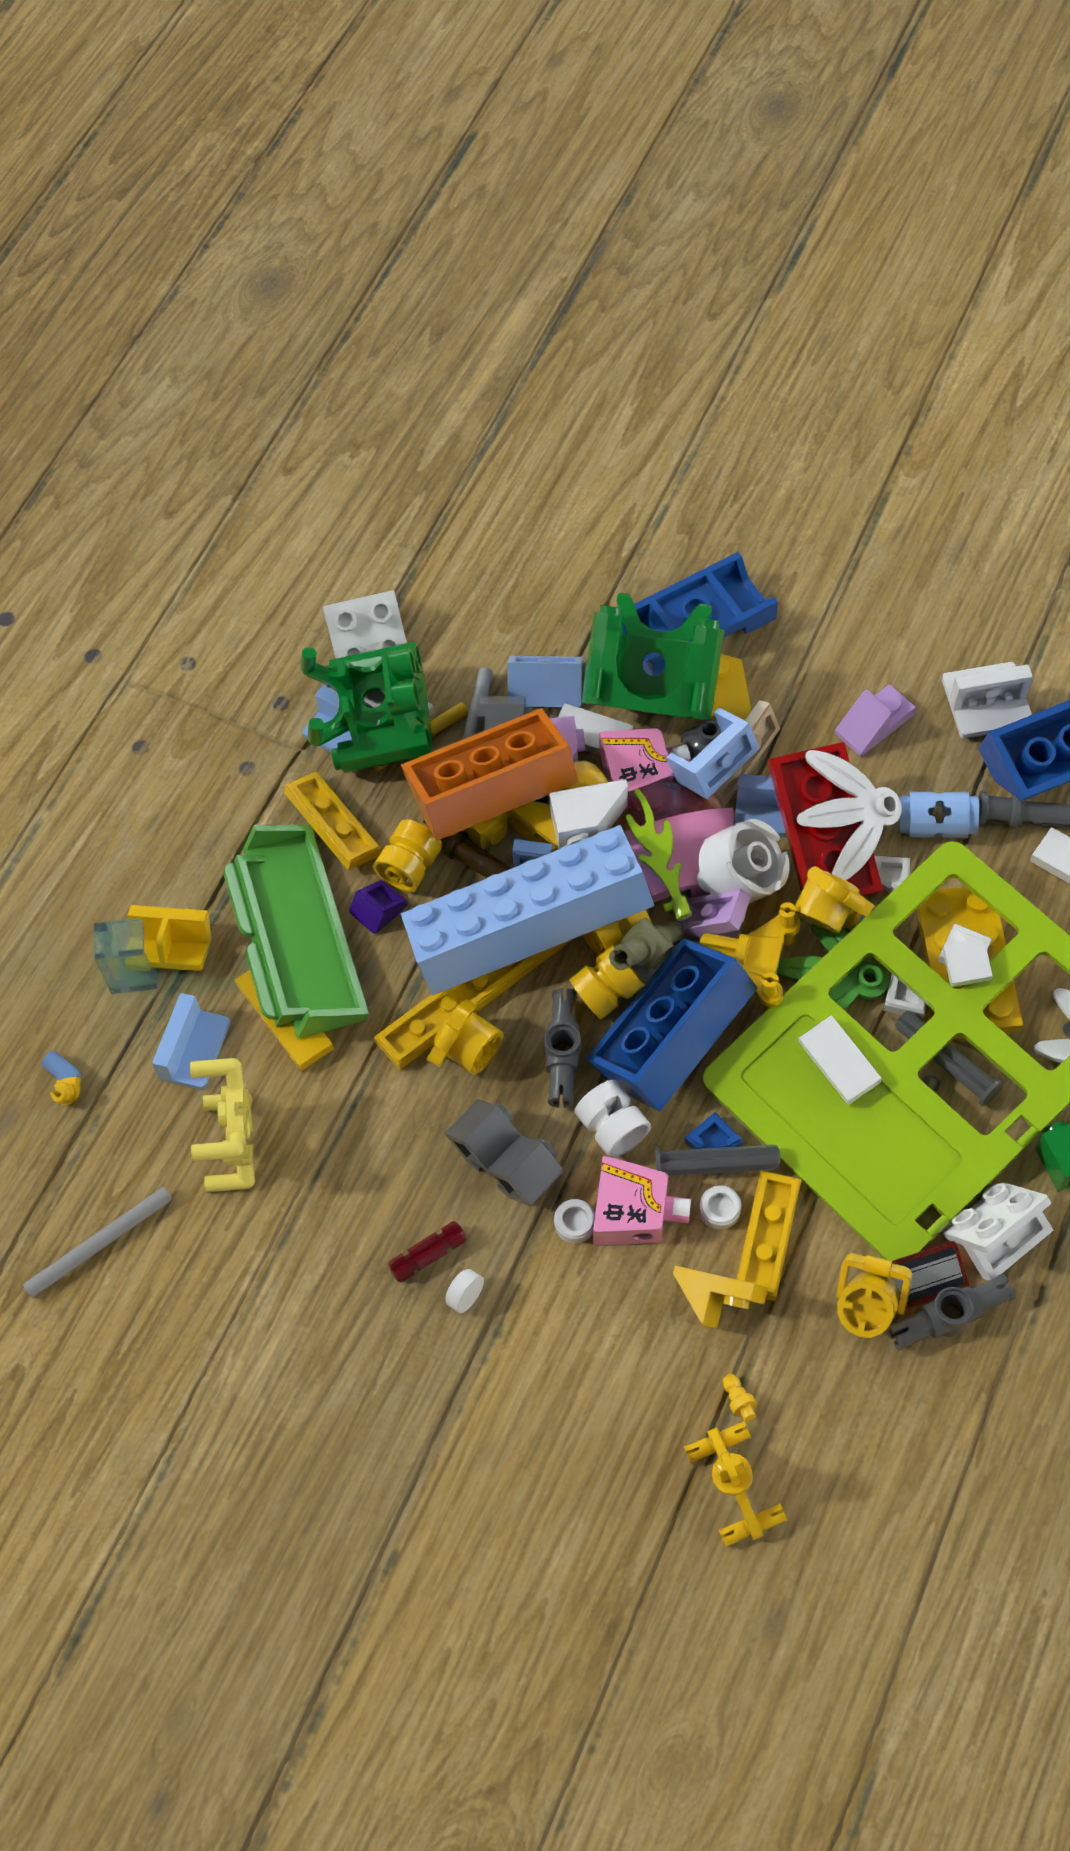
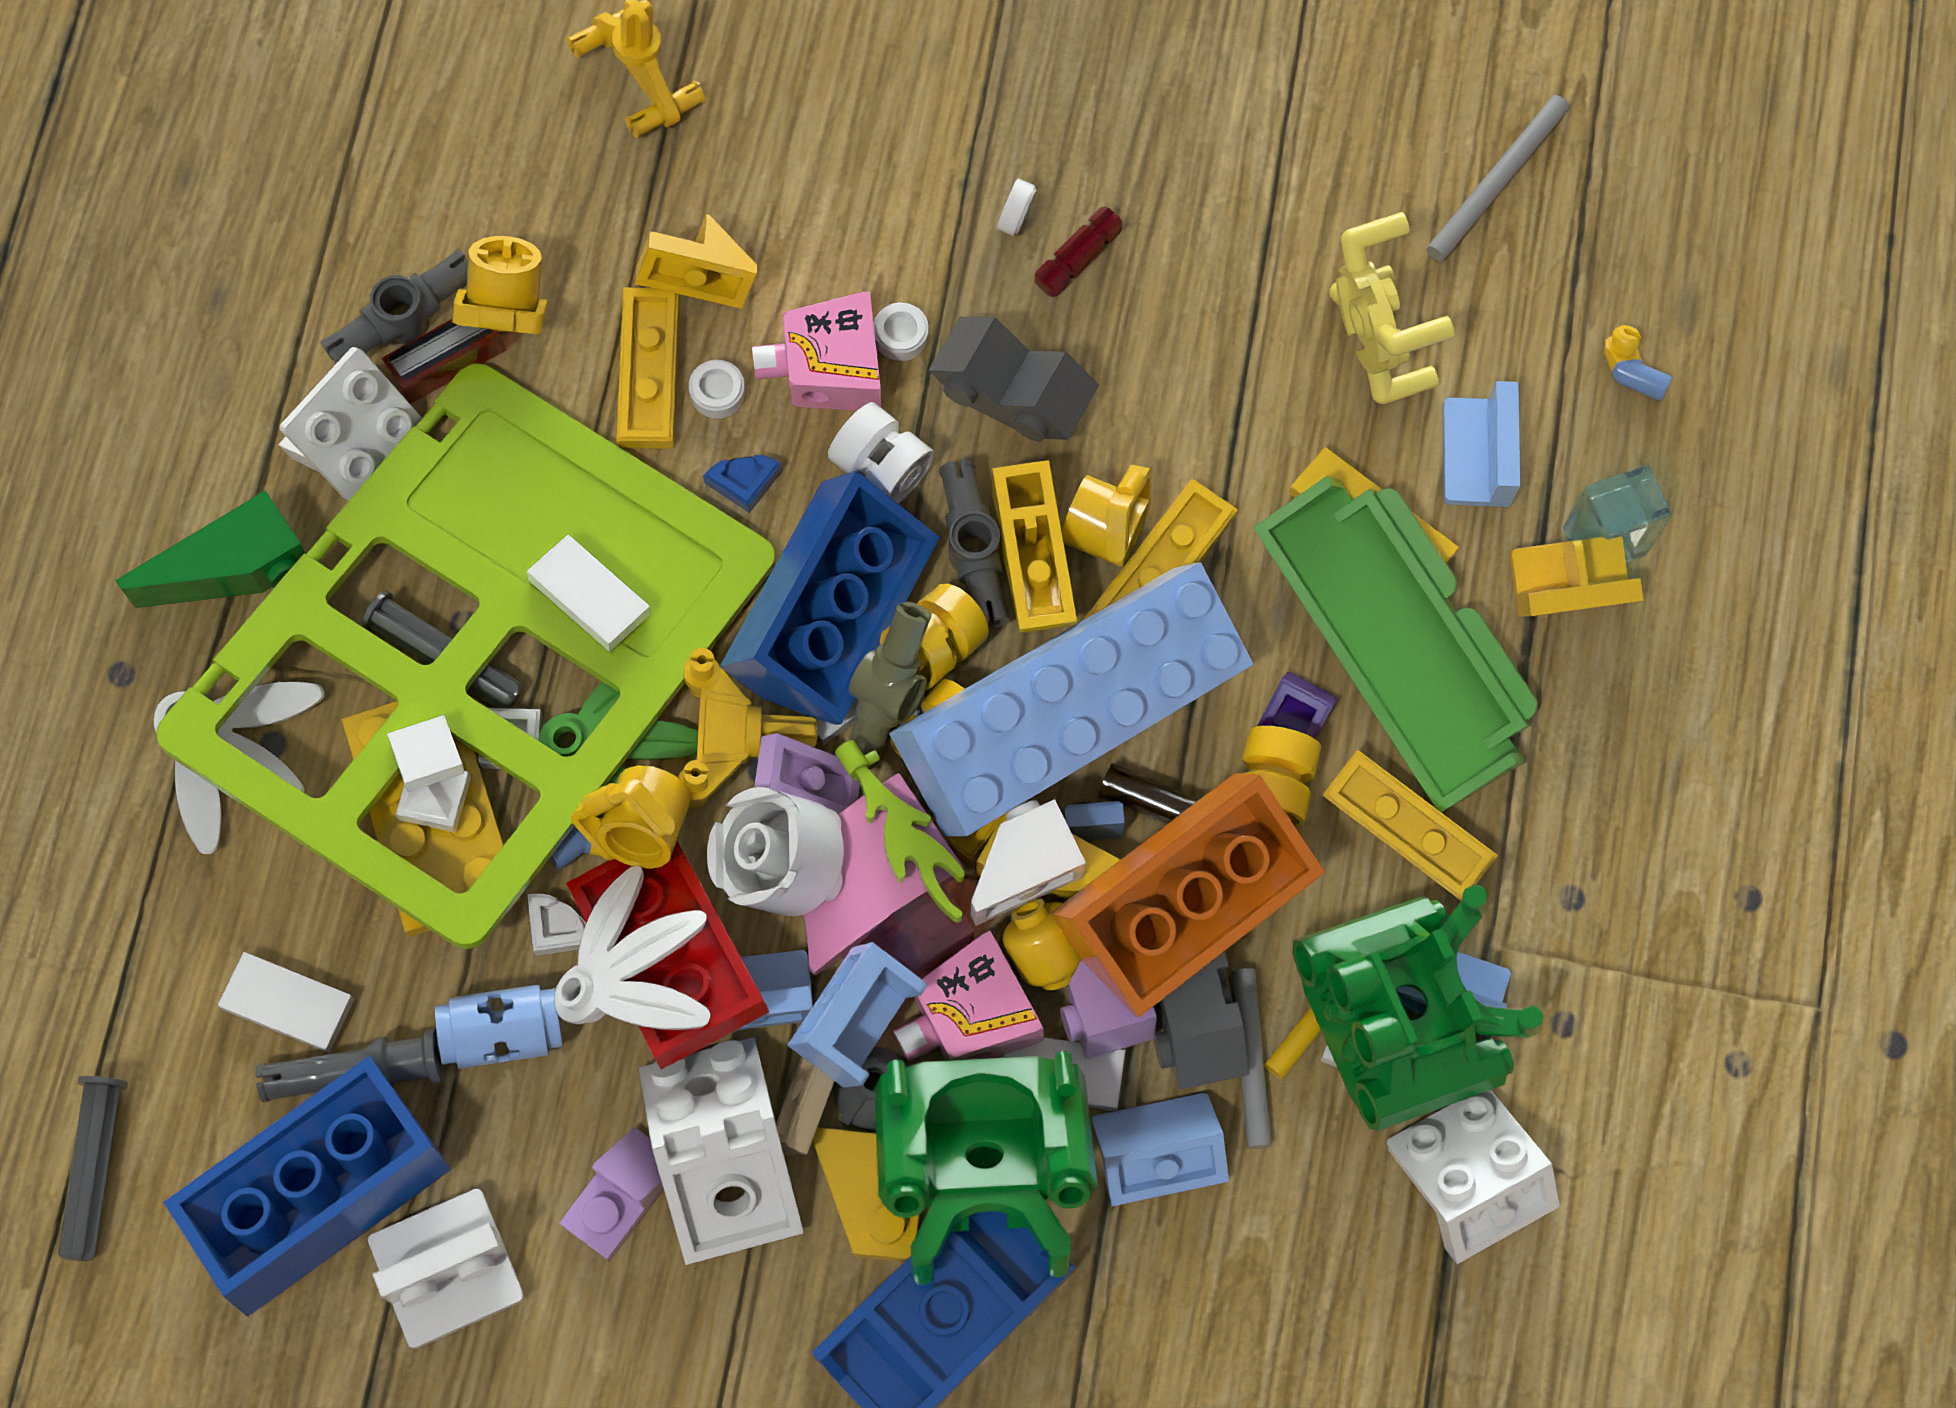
camera: 160 degrees right, 10 degrees up
(524, 1023) = (1033, 546): none -> yellow slope
(718, 1160) = (733, 437): dark grey axle -> none
(741, 1402) = (644, 159): yellow piece -> none
(811, 708) = (717, 1144): none -> white bracket

